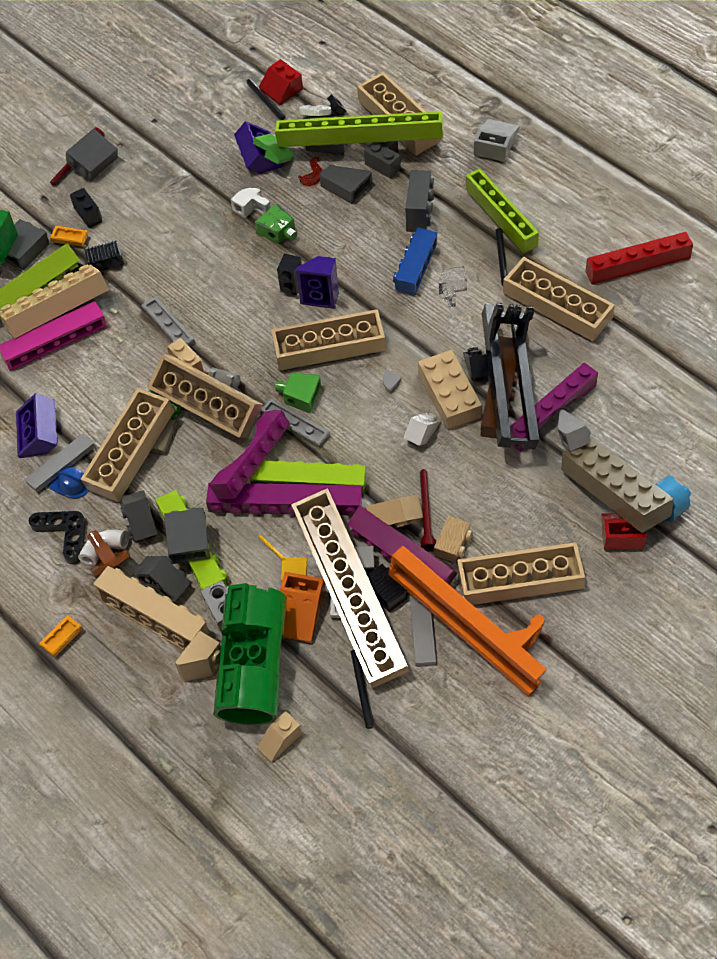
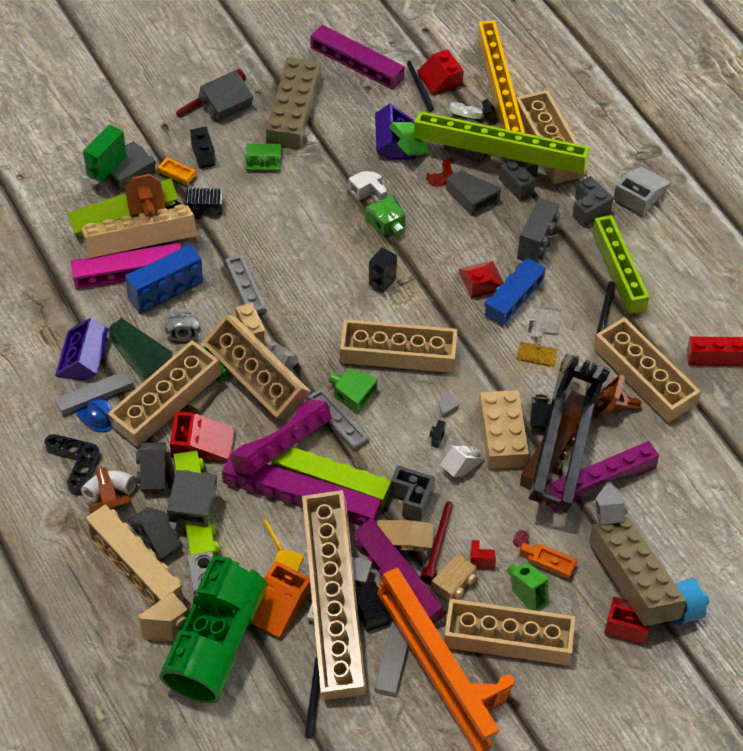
camera: 10 degrees right, 5 degrees down
(48, 265) = (144, 195): none -> dark orange piece
(61, 636) = (39, 560): light orange plate -> none
(89, 411) = (138, 349): none -> clear green slope
(91, 338) = (164, 279): none -> blue brick
(123, 377) = (183, 325): none -> light grey piece
(144, 201) = (263, 157): none -> bright green hinge
(155, 145) = (293, 102): none -> dark tan brick
(175, 473) = (201, 434): none -> slope
(200, 88) = (357, 57): none -> magenta brick
(279, 736) = (217, 718): tan slope -> none
(318, 282) = (407, 285): dark purple slope -> none
(334, 72) = (499, 77): none -> yellow brick
(381, 258) = (481, 279): none -> red slope
(387, 466) = (415, 489): none -> dark grey brick
(390, 410) = (437, 433): none -> black plate
(454, 312) = (537, 354): none -> clear yellow tile
(456, 162) = (591, 202): none -> dark grey brick
(471, 512) = (482, 557): none -> red panel
(500, 484) = (520, 537): none -> clear pink hinge
(523, 525) = (529, 585): none -> bright green torso
(531, 496) = (549, 559): none -> orange hinge
(539, 333) = (613, 399): none -> dark orange piece

